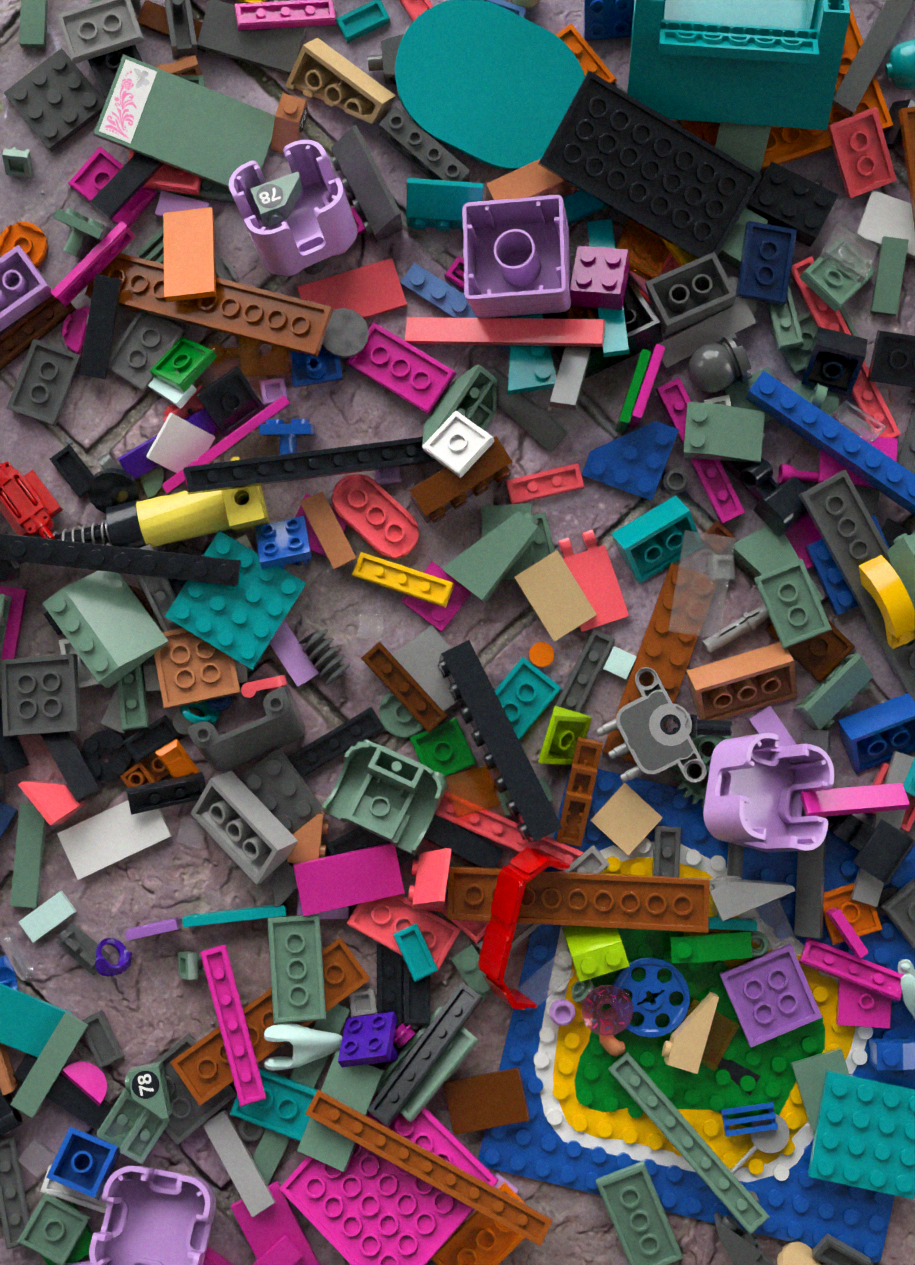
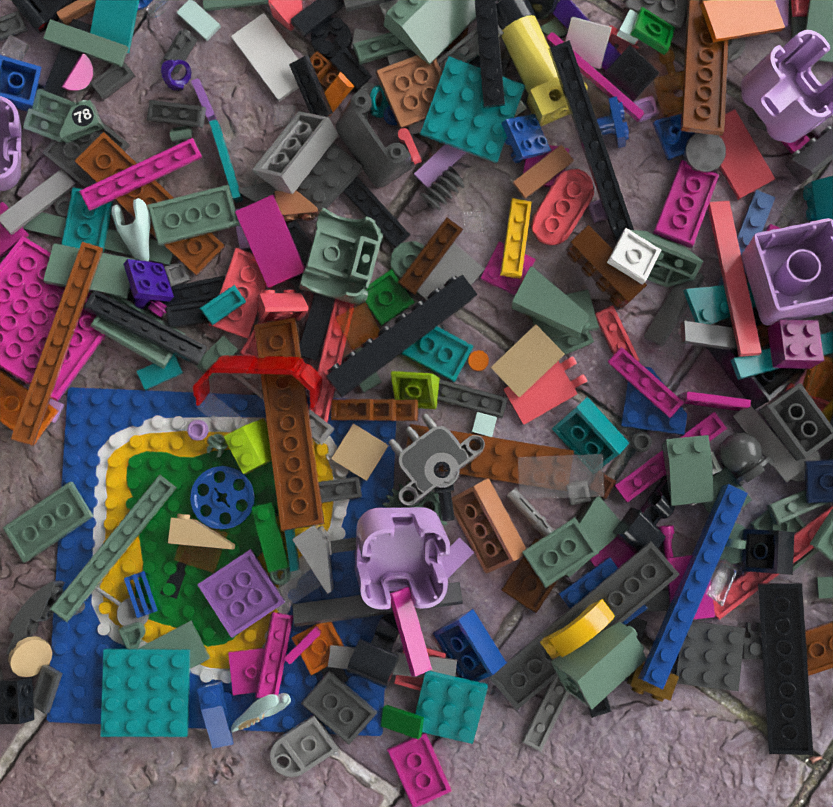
camera: 80 degrees right, 0 degrees up
(163, 966) = (176, 113): none -> dark grey tile
(277, 198) = (803, 73): sand green slope -> none
(483, 1054) = (155, 375): none -> teal tile
(486, 1100) = (118, 384): reddish brown tile -> none
(608, 461) = (645, 382): none -> dark pink tile
(611, 1020) = (197, 467): clear pink dish -> none
(612, 1045) = (181, 471): nougat arm -> none
(633, 391) = (683, 387): green tile -> none
(796, 1138) = (132, 634): none -> sand green tile
(834, 692) = (494, 602): sand green slope -> none

